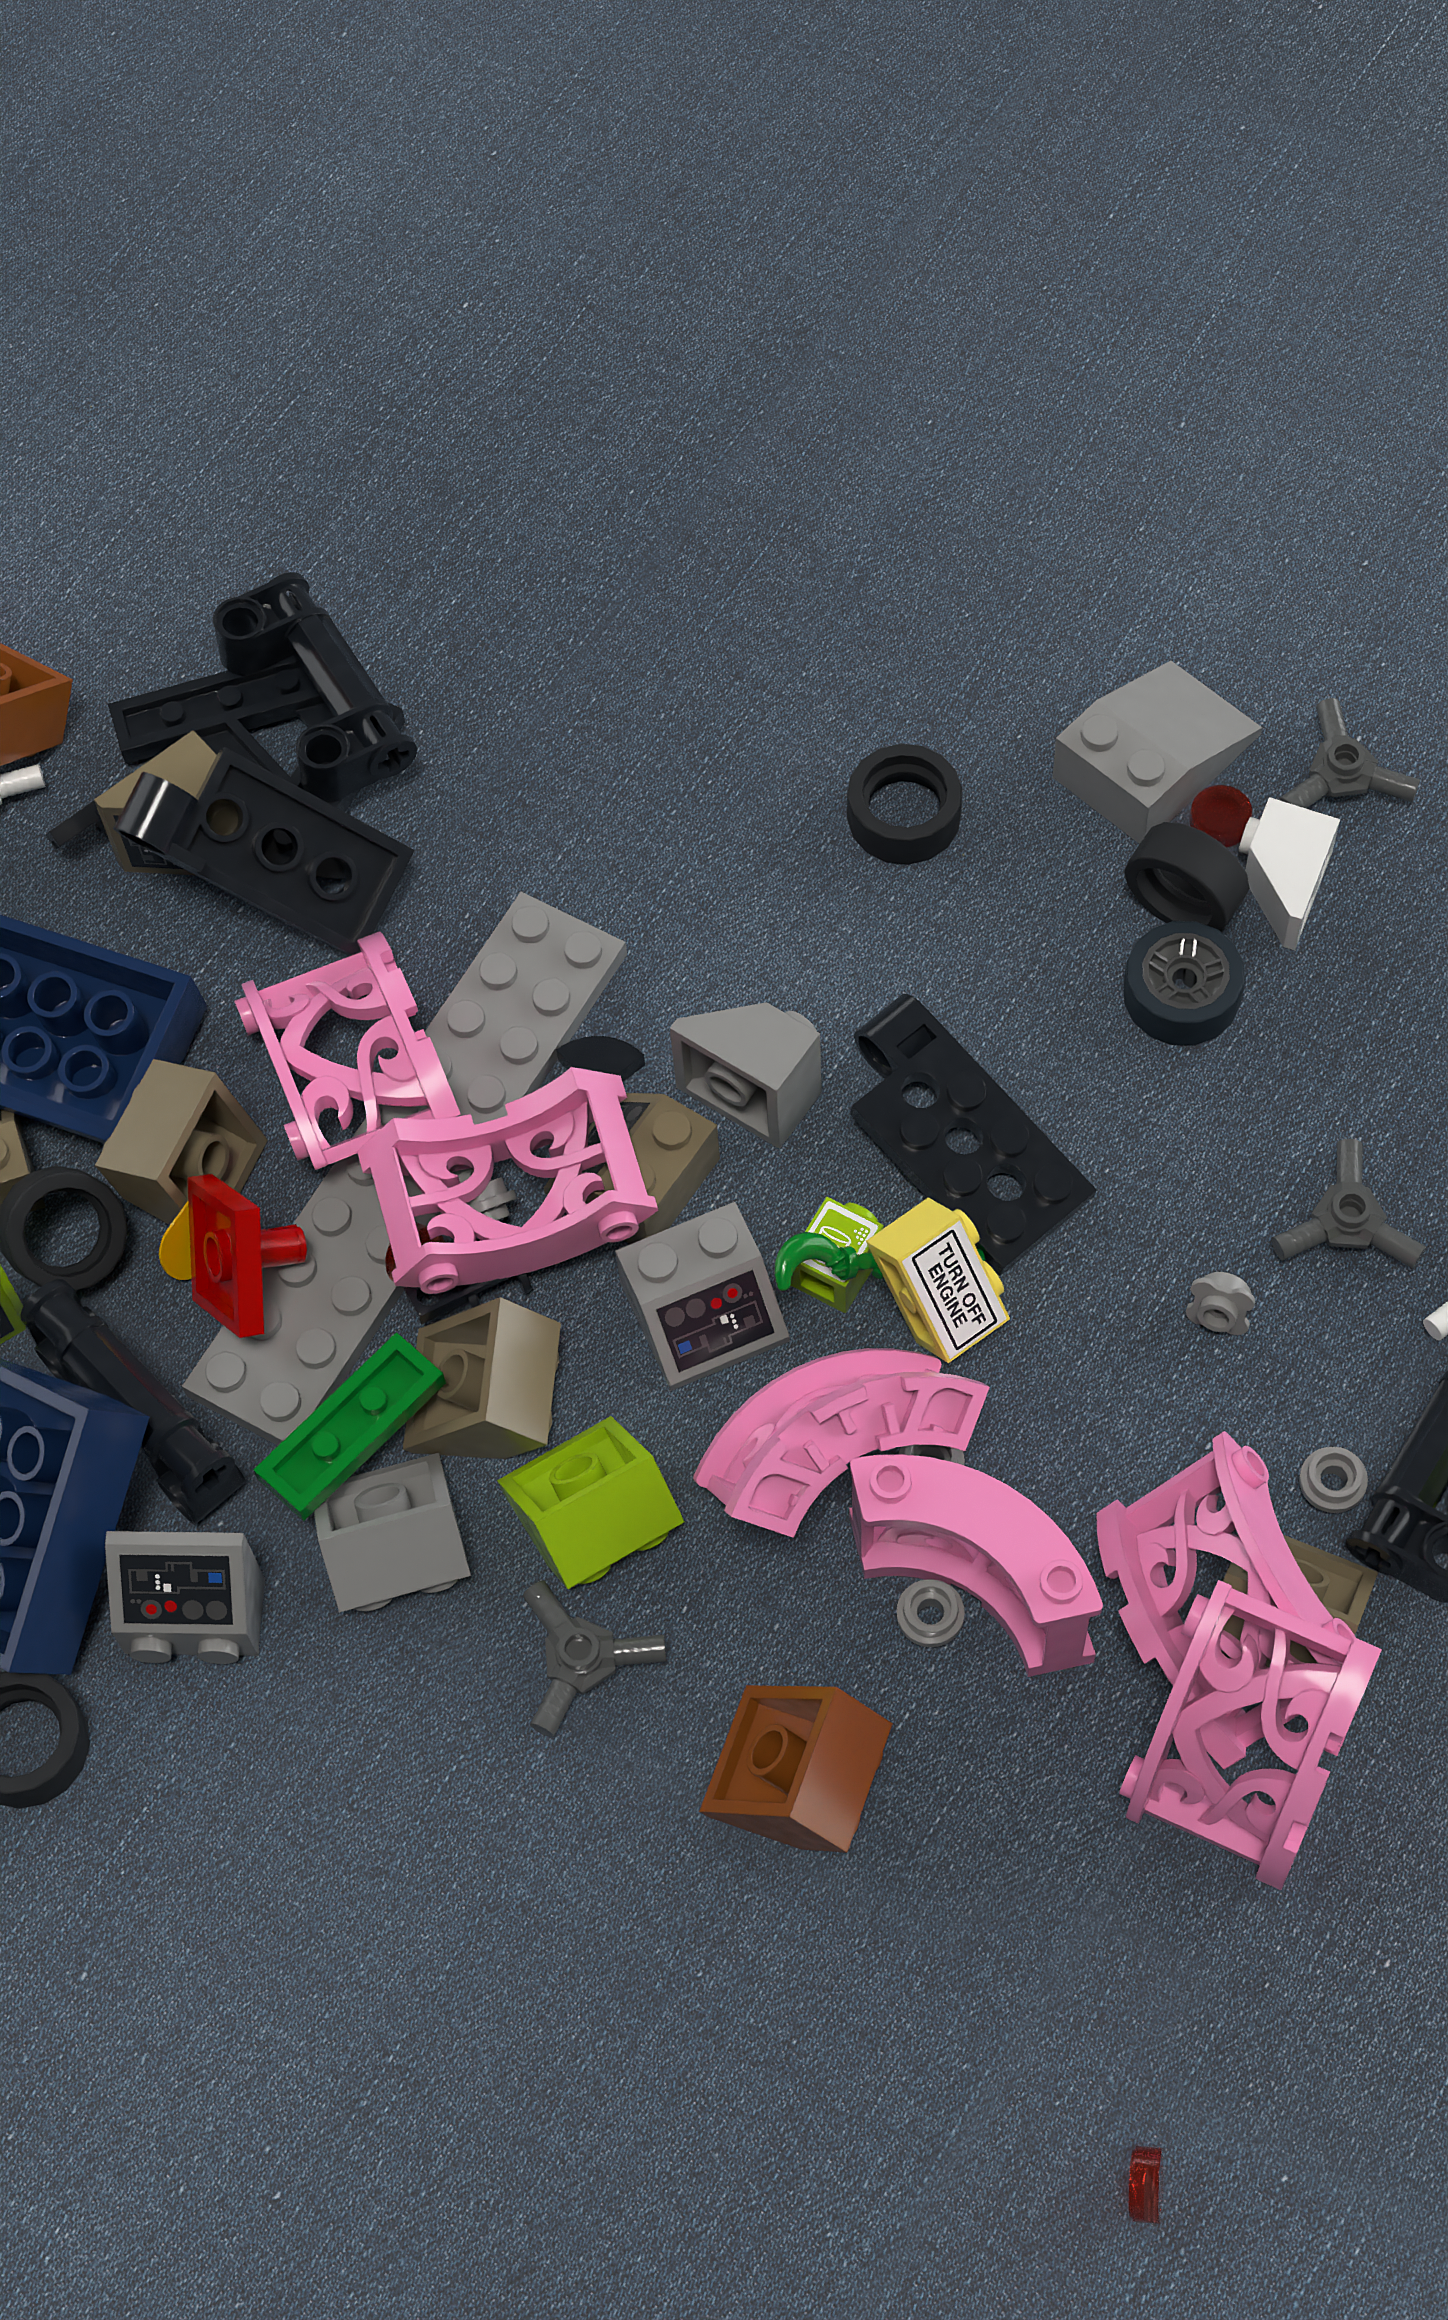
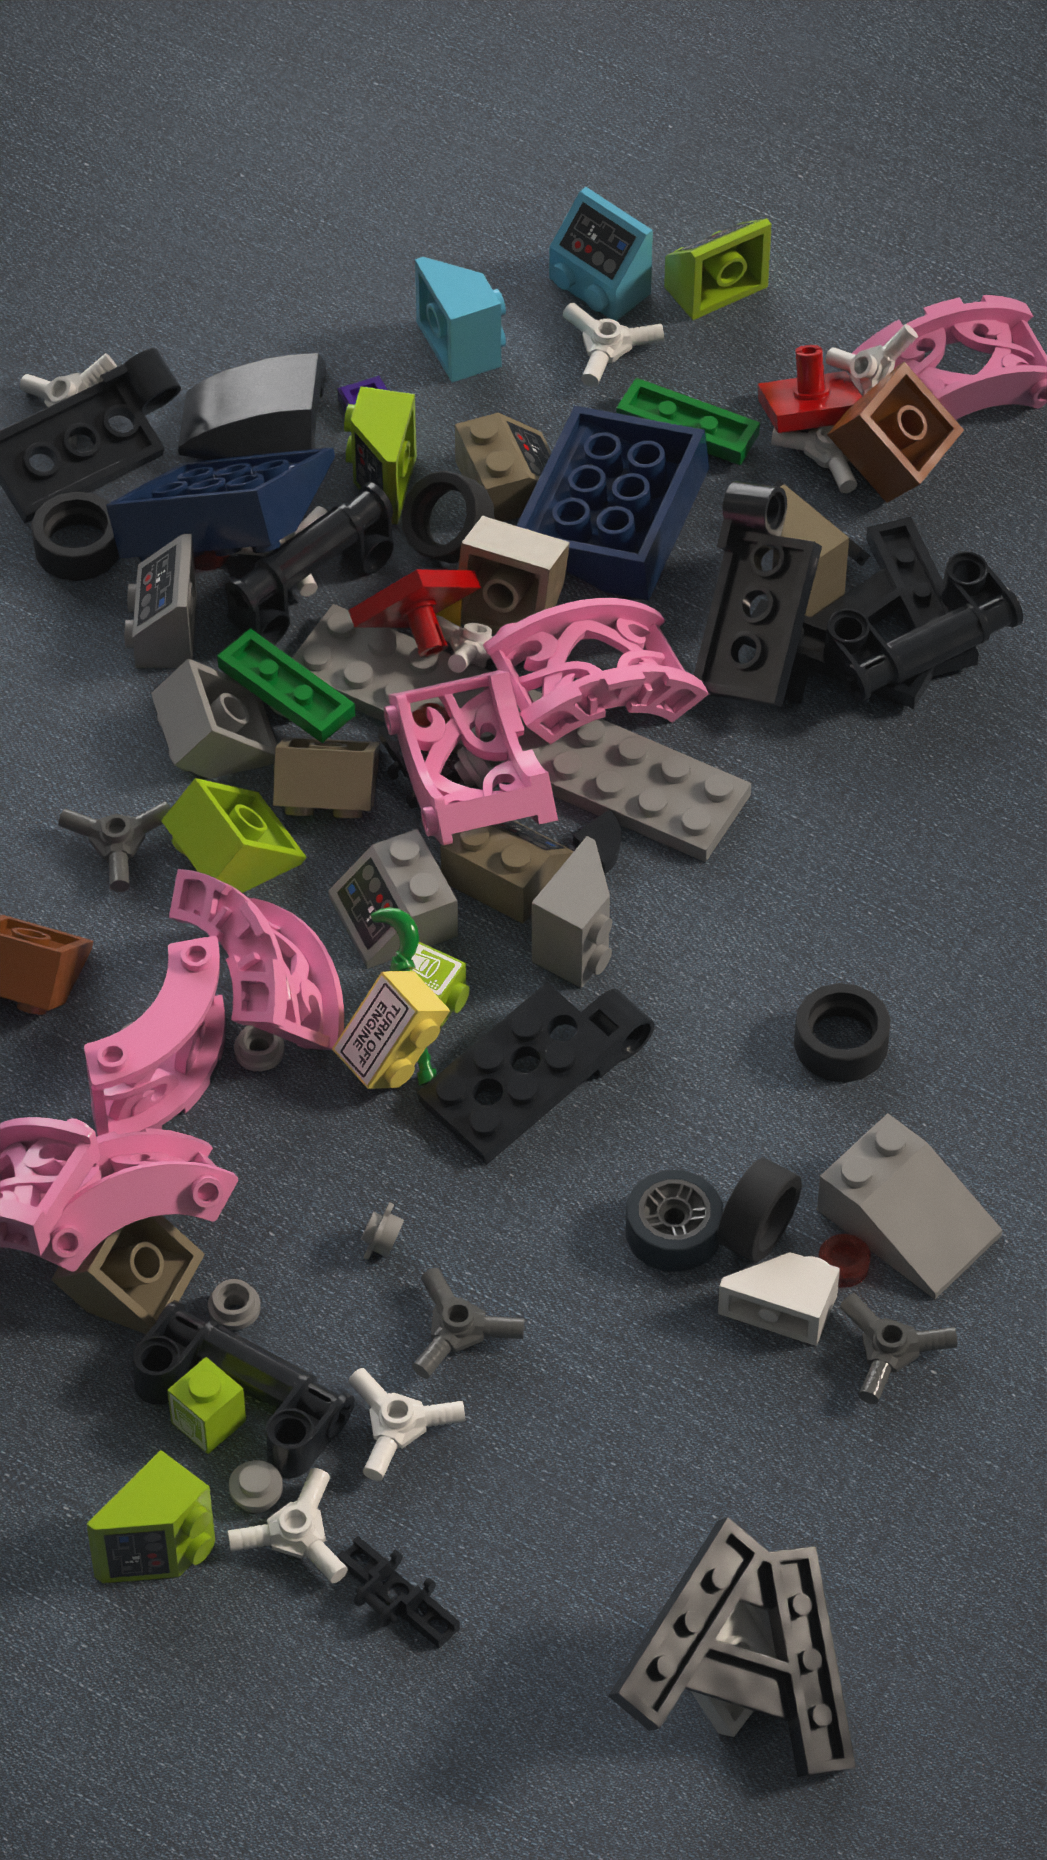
camera: 85 degrees right, 10 degrees down
(282, 1195) = (466, 643): none -> white piece

